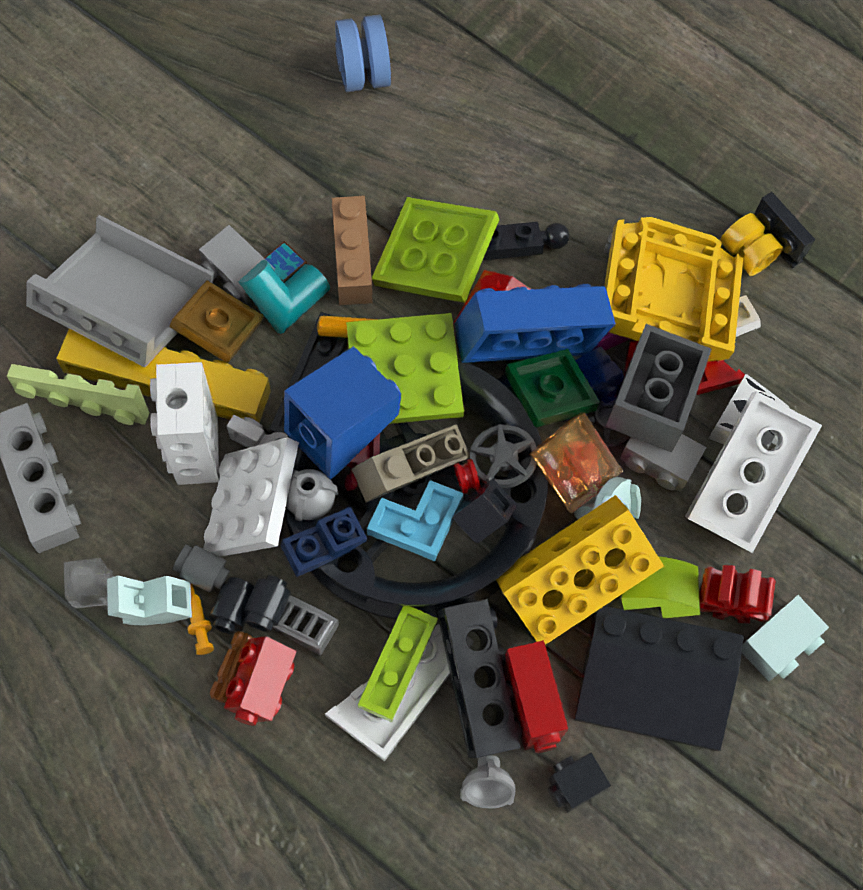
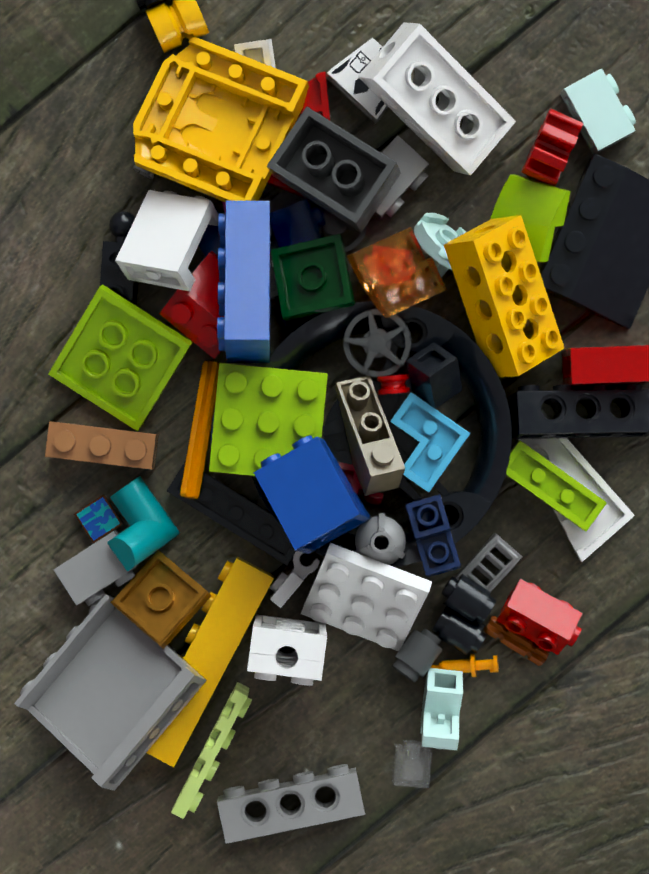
camera: 75 degrees left, 20 degrees up
(552, 256) = (165, 239): none -> white panel

